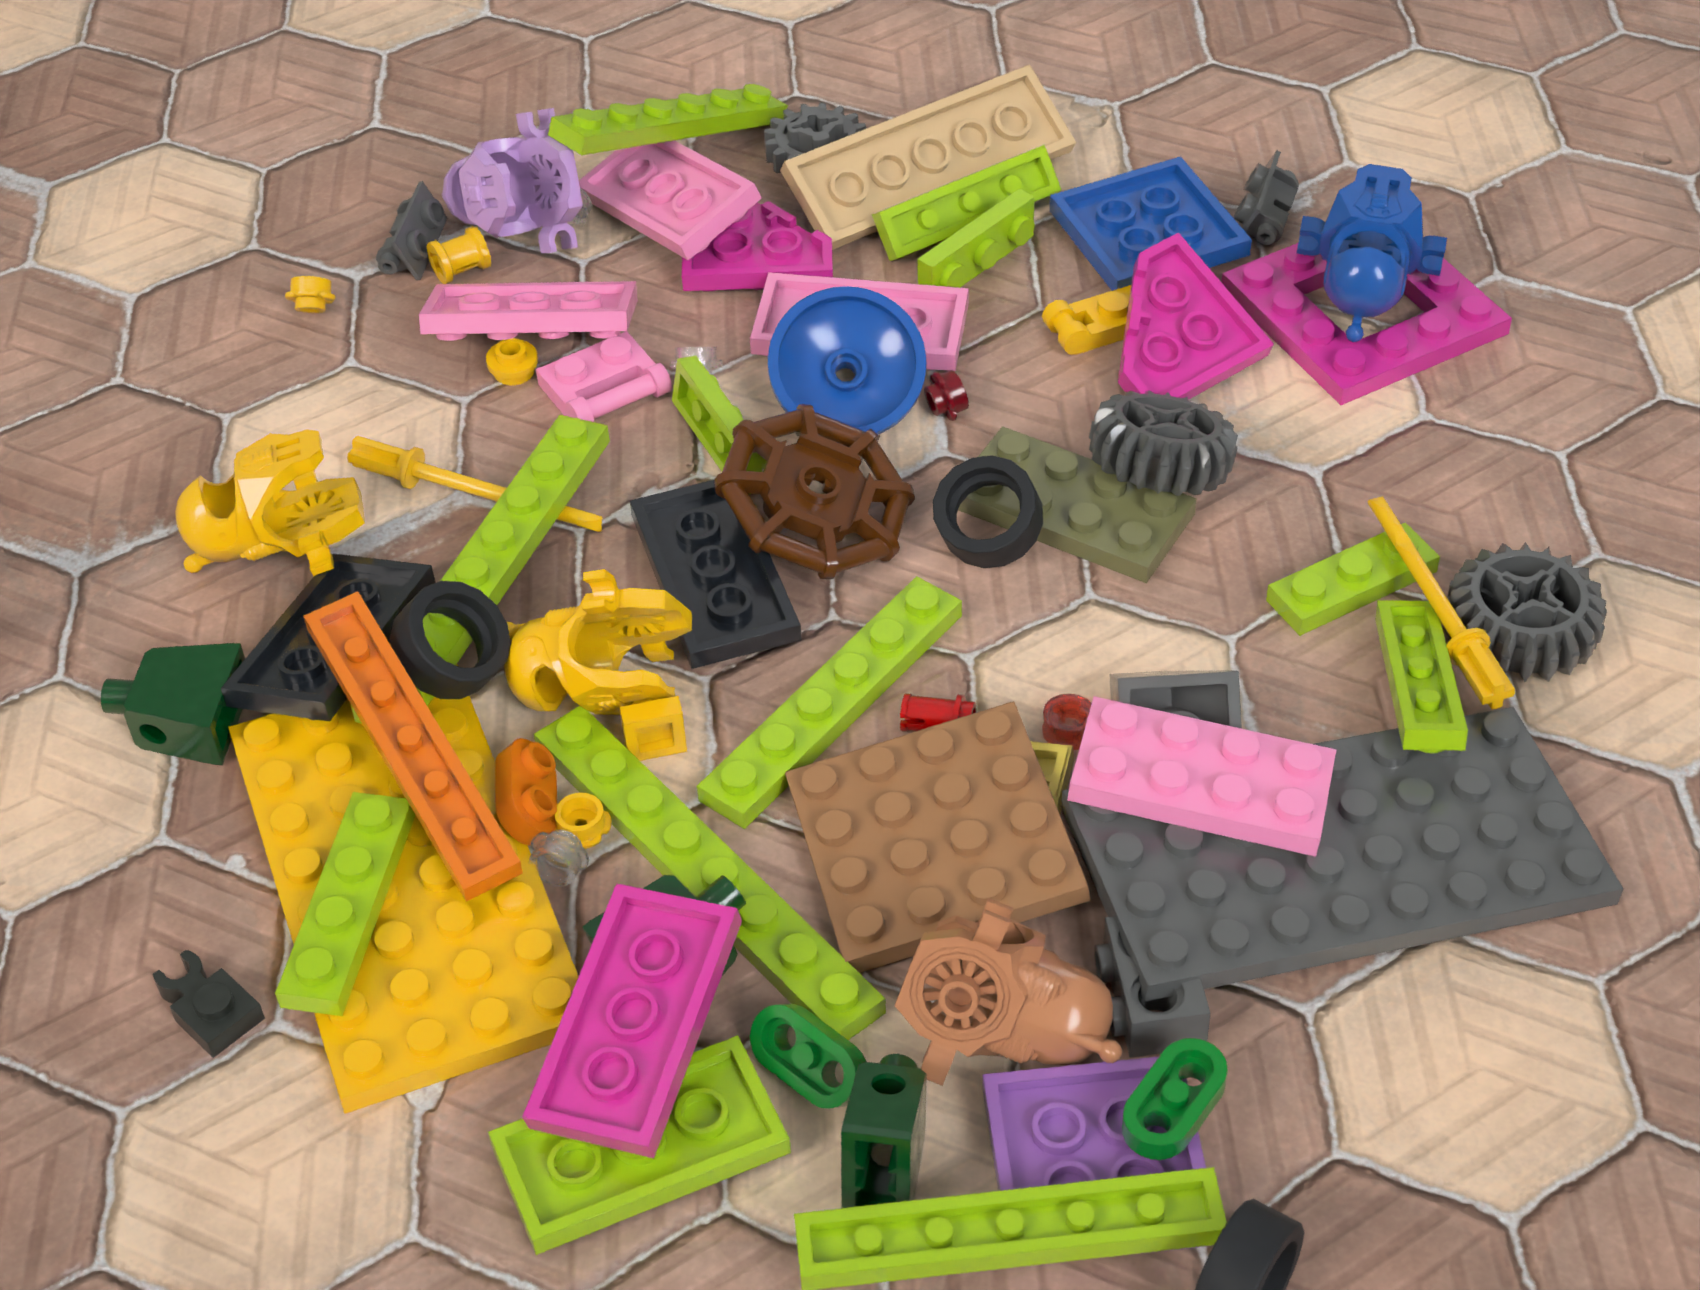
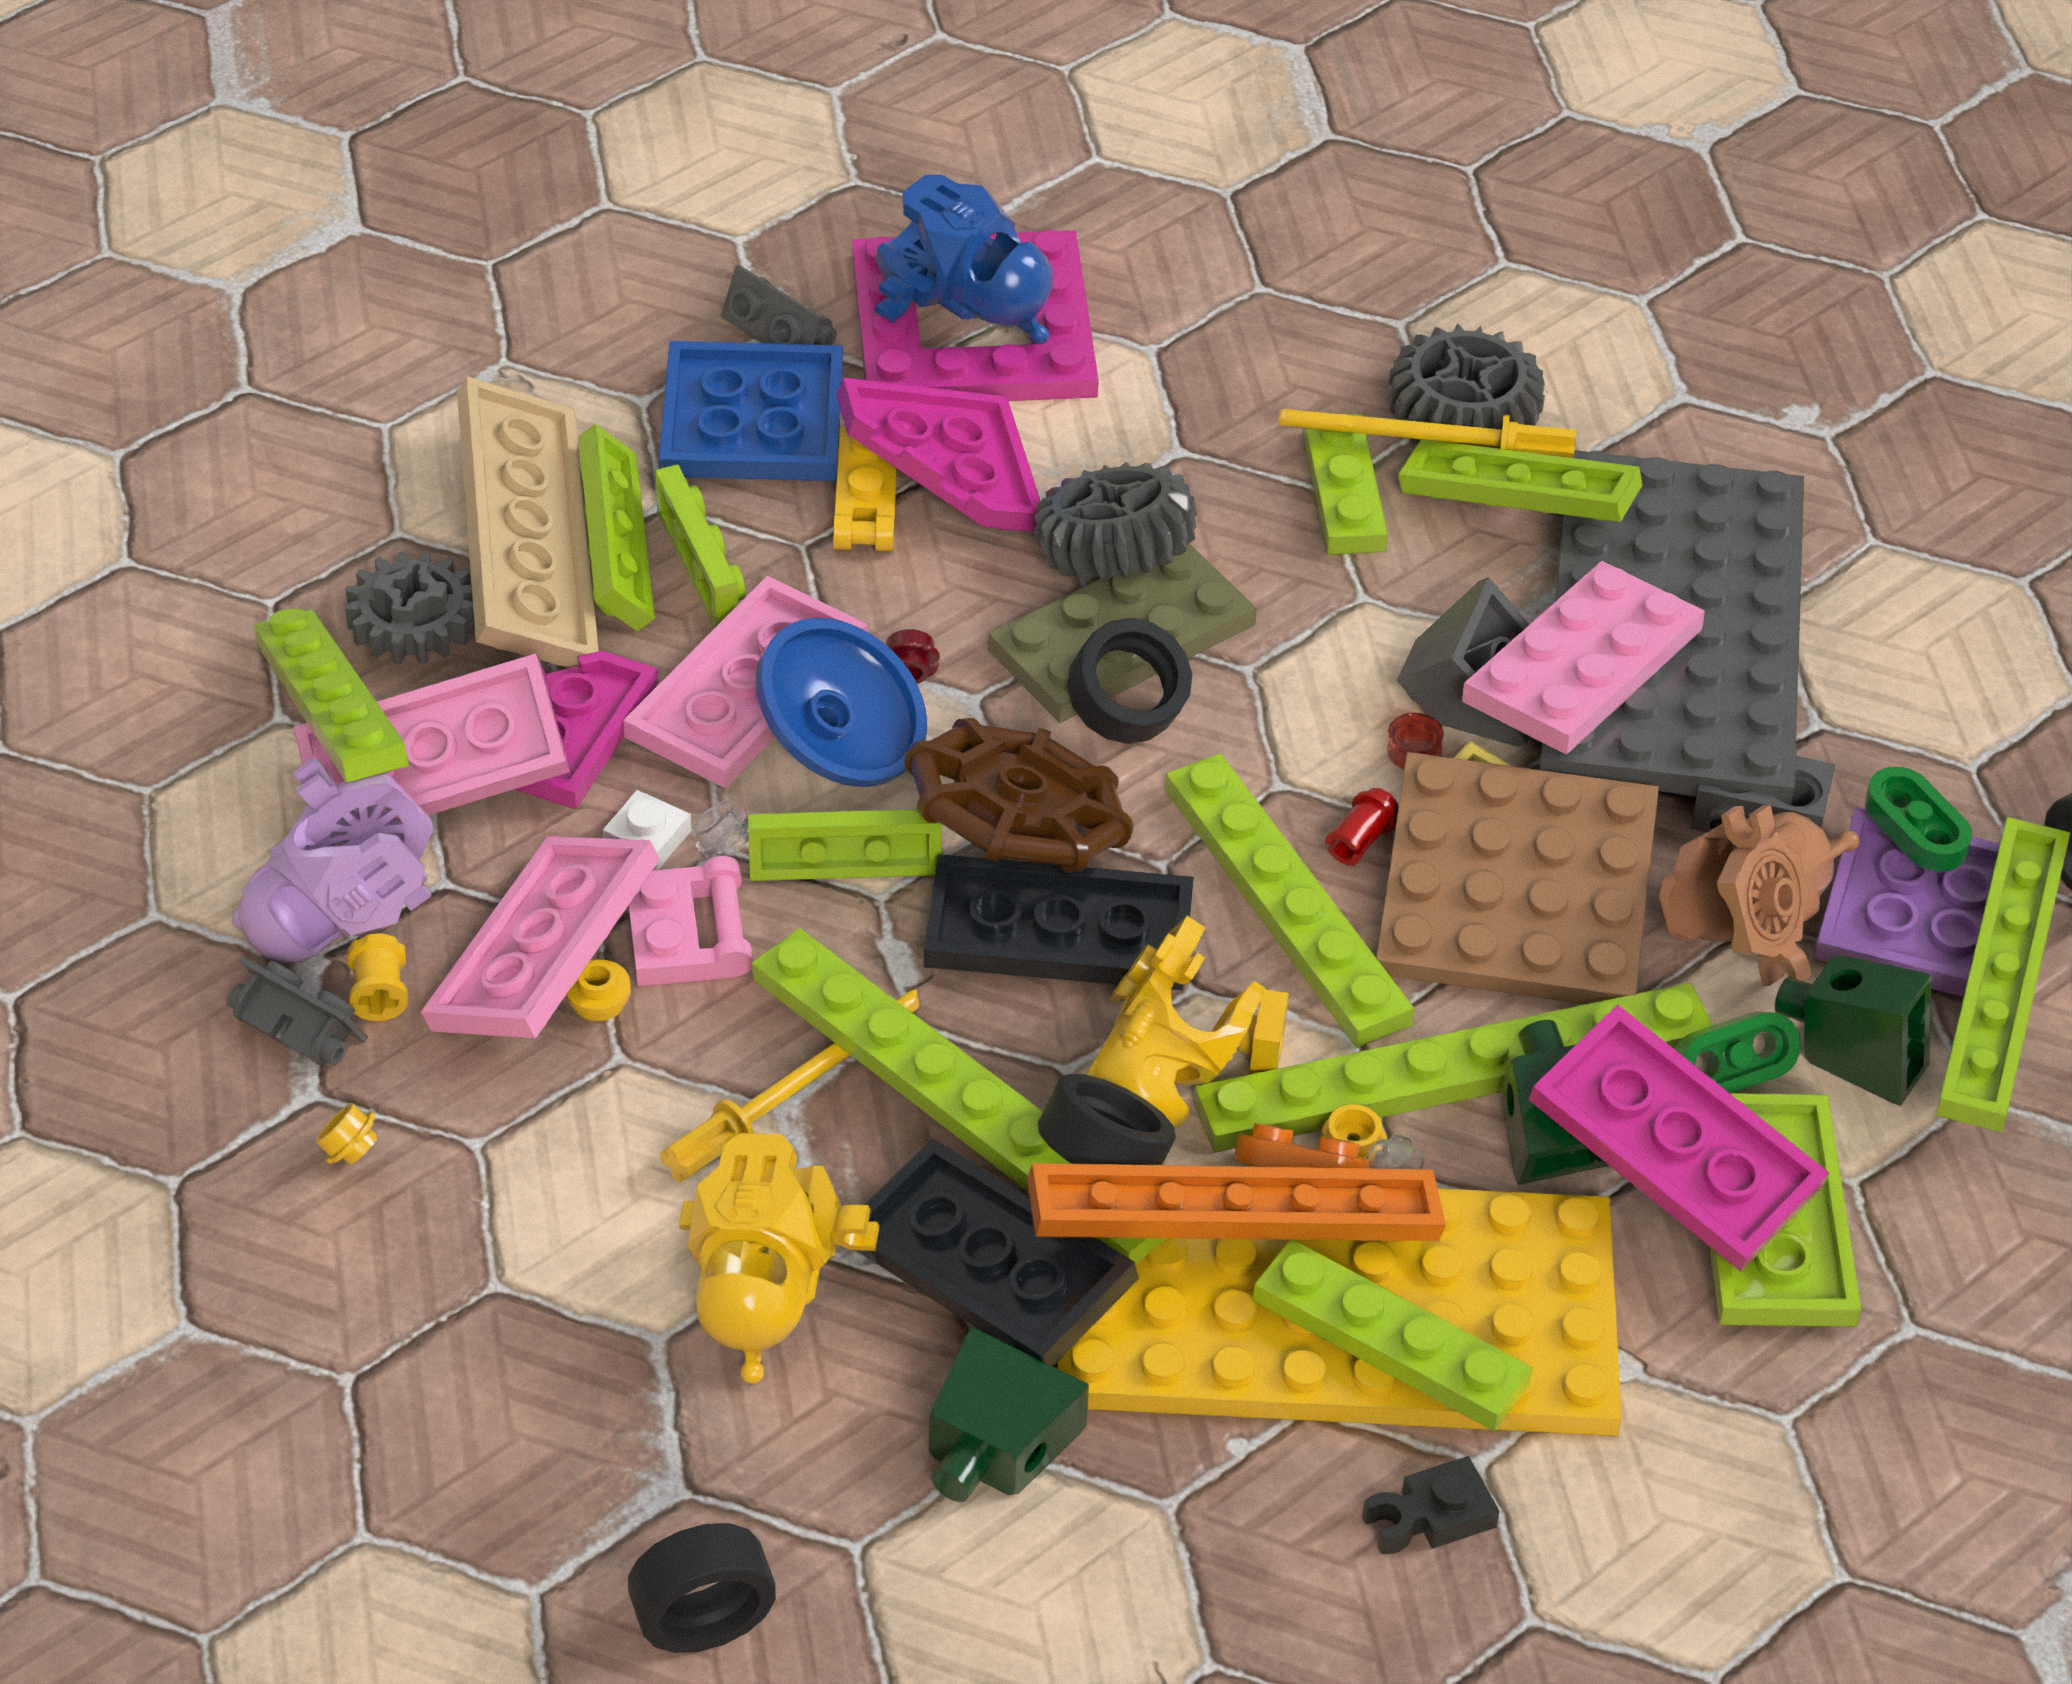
camera: 70 degrees left, 0 degrees up
(683, 328) = (651, 820): none -> white plate

